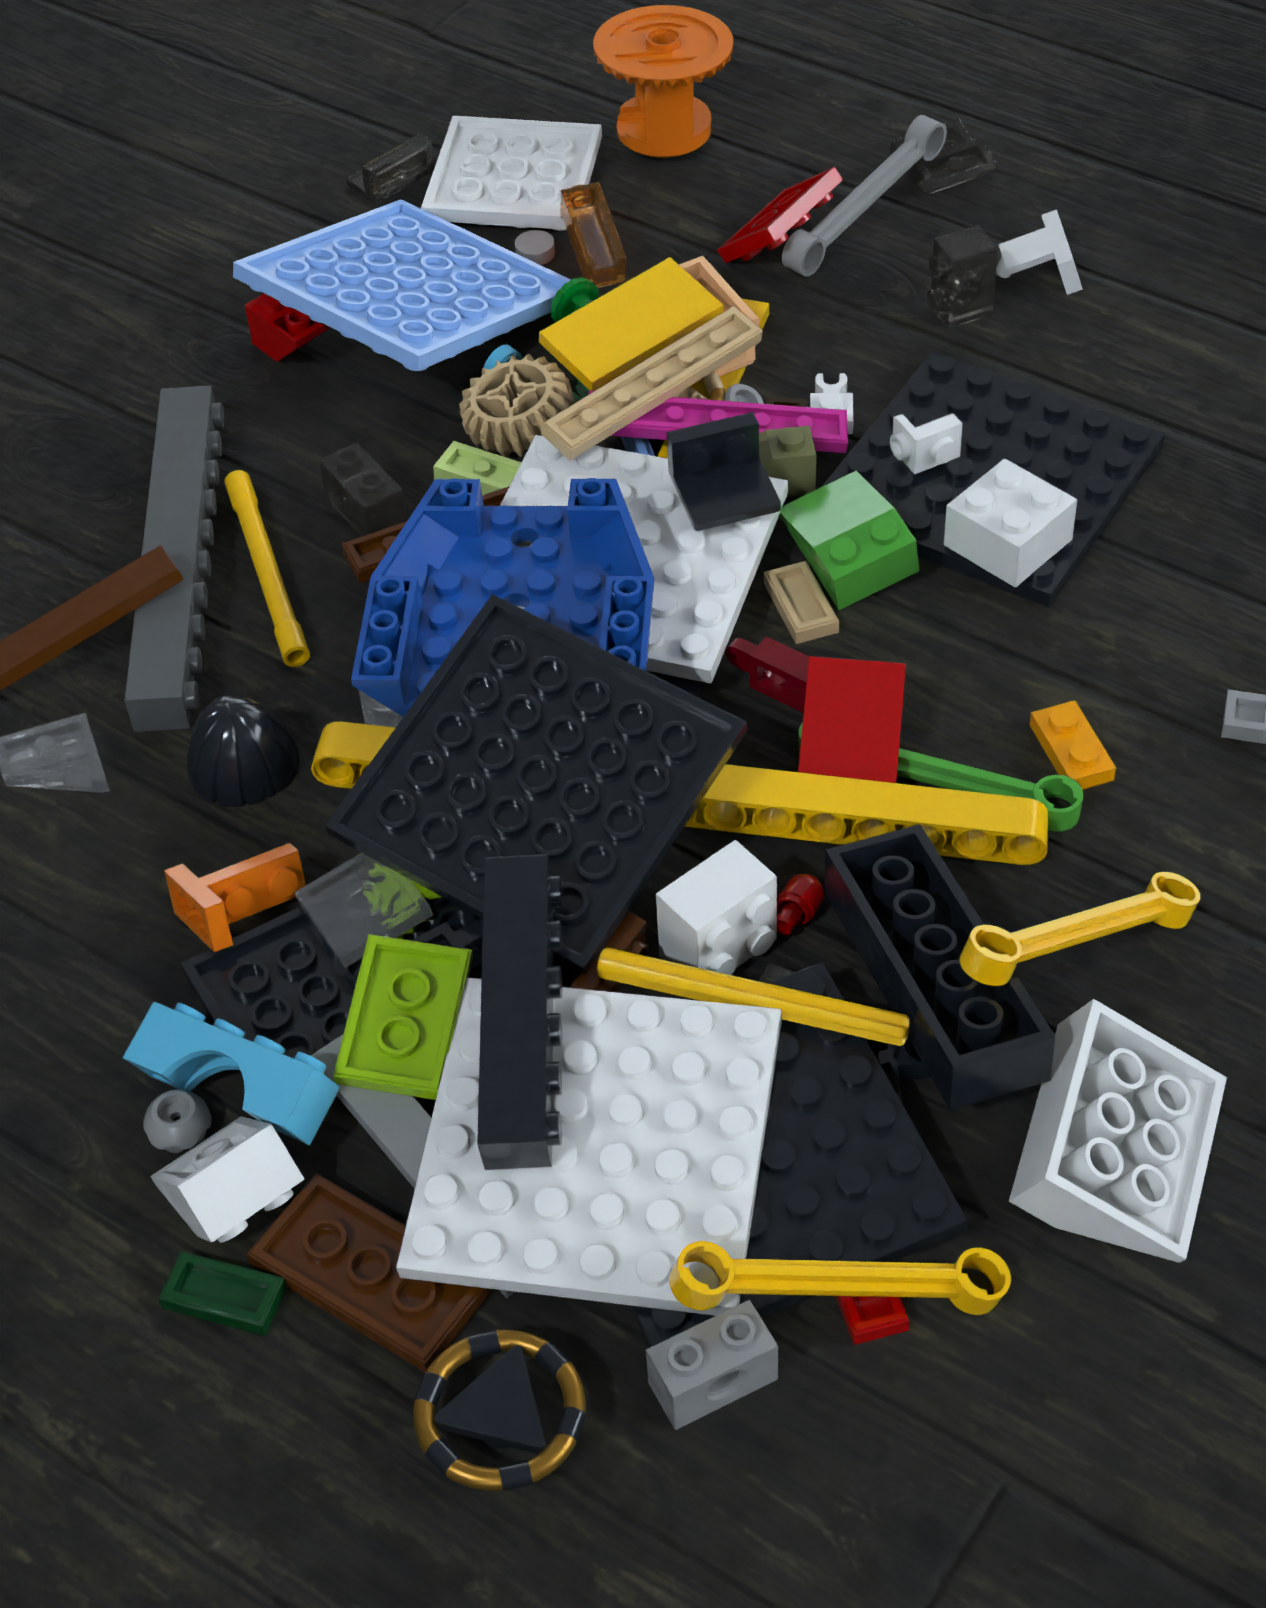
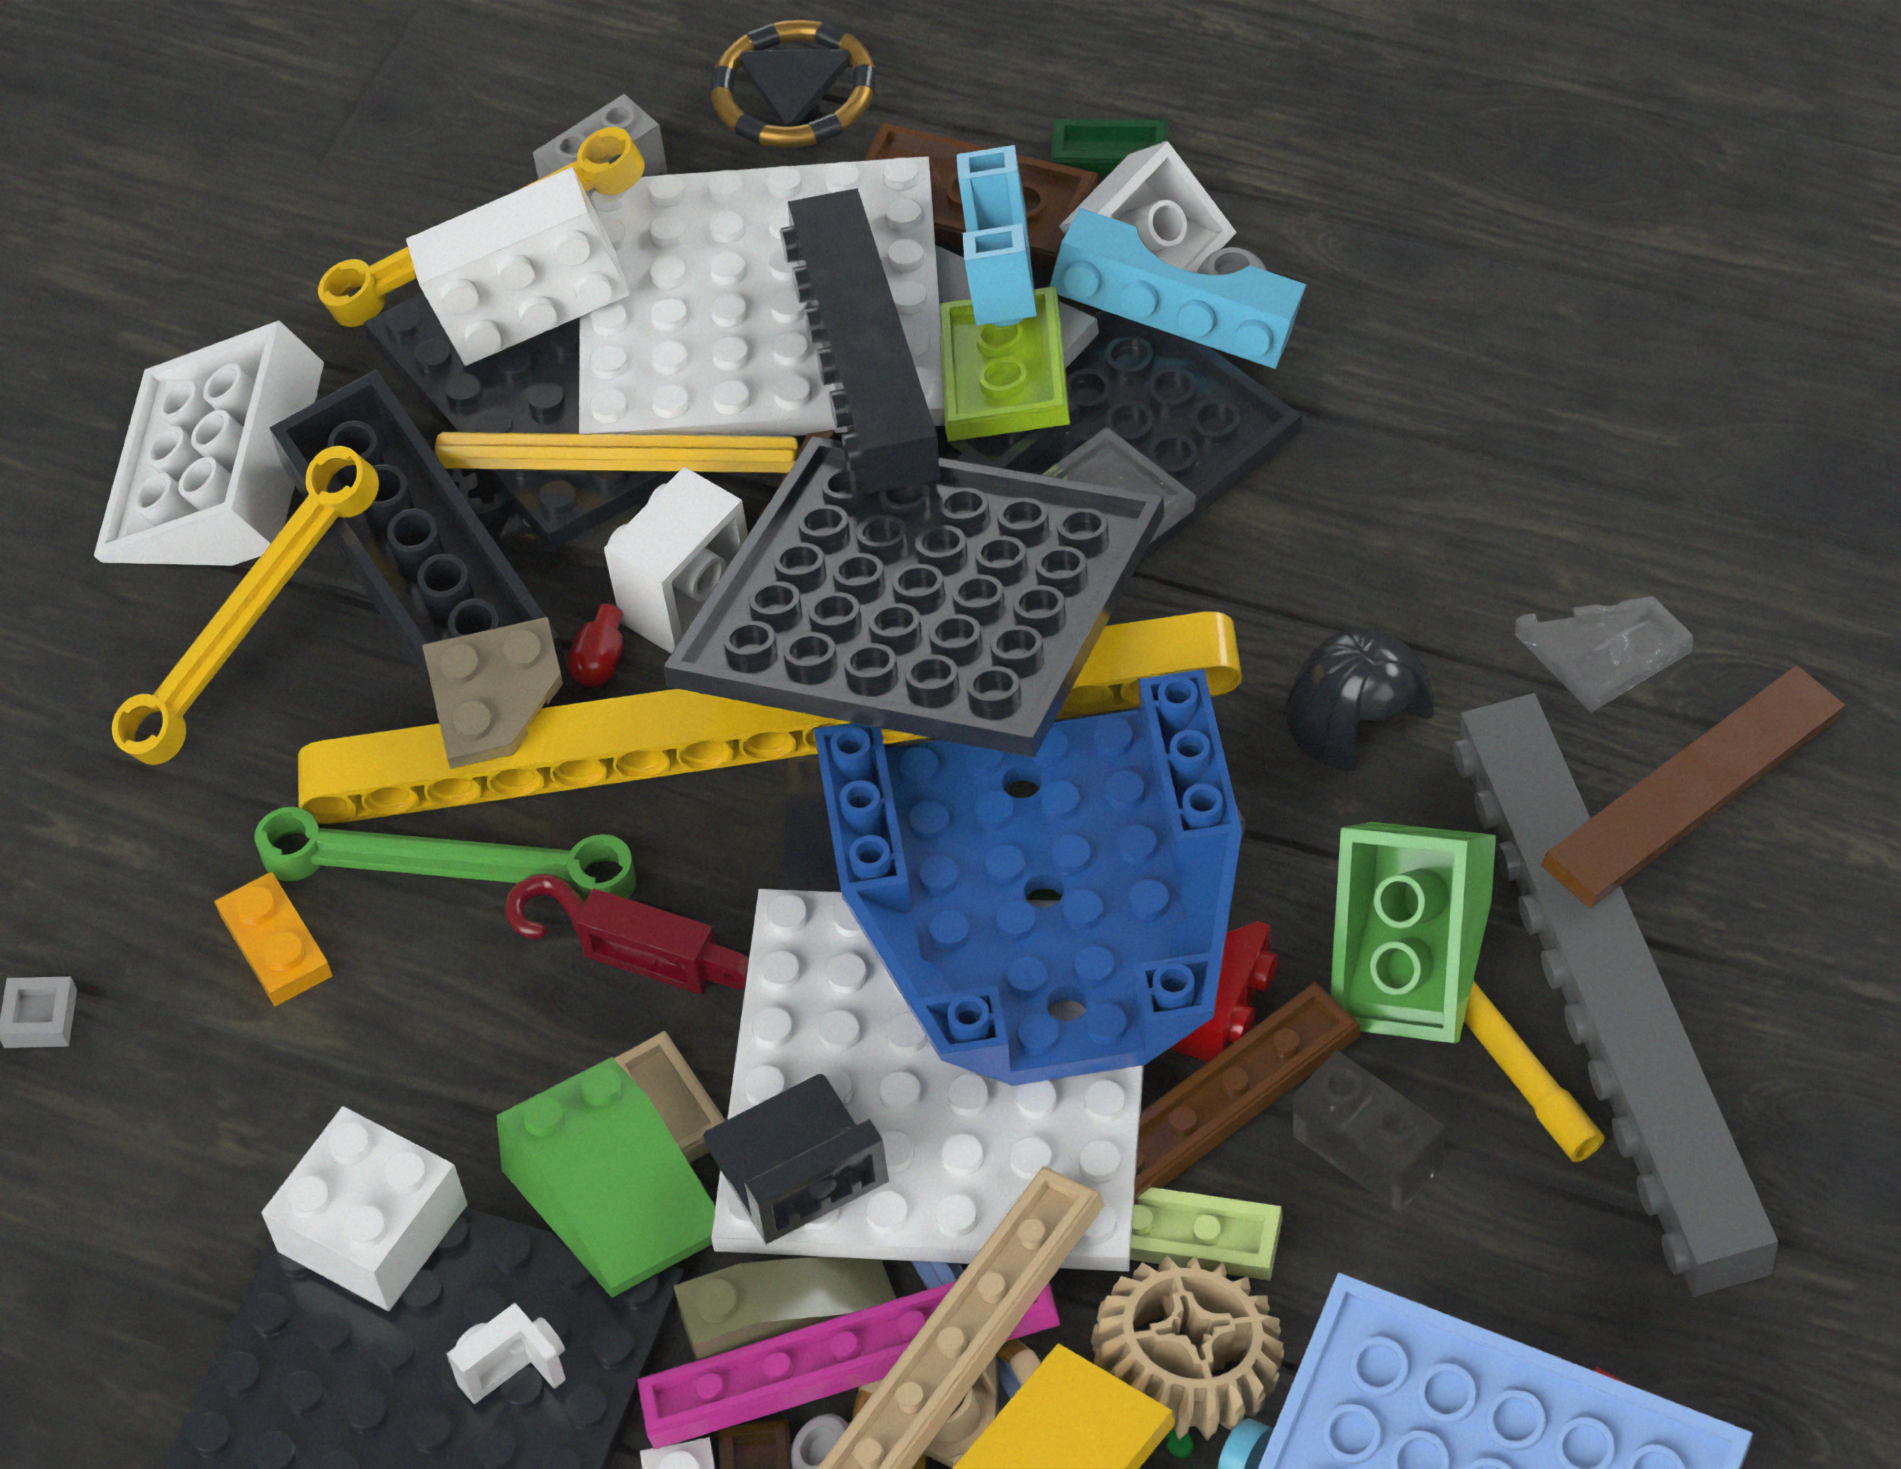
camera: 170 degrees right, 5 degrees up
(233, 892) = (1294, 466): orange bracket -> none
(277, 576) = (1410, 926): none -> bright green slope
(364, 1141) = (996, 237): none -> medium azure arch
(809, 1131) = (517, 266): none -> white brick
(852, 719) = (556, 847): red tile -> none
(884, 815) = (491, 688): none -> dark tan plate

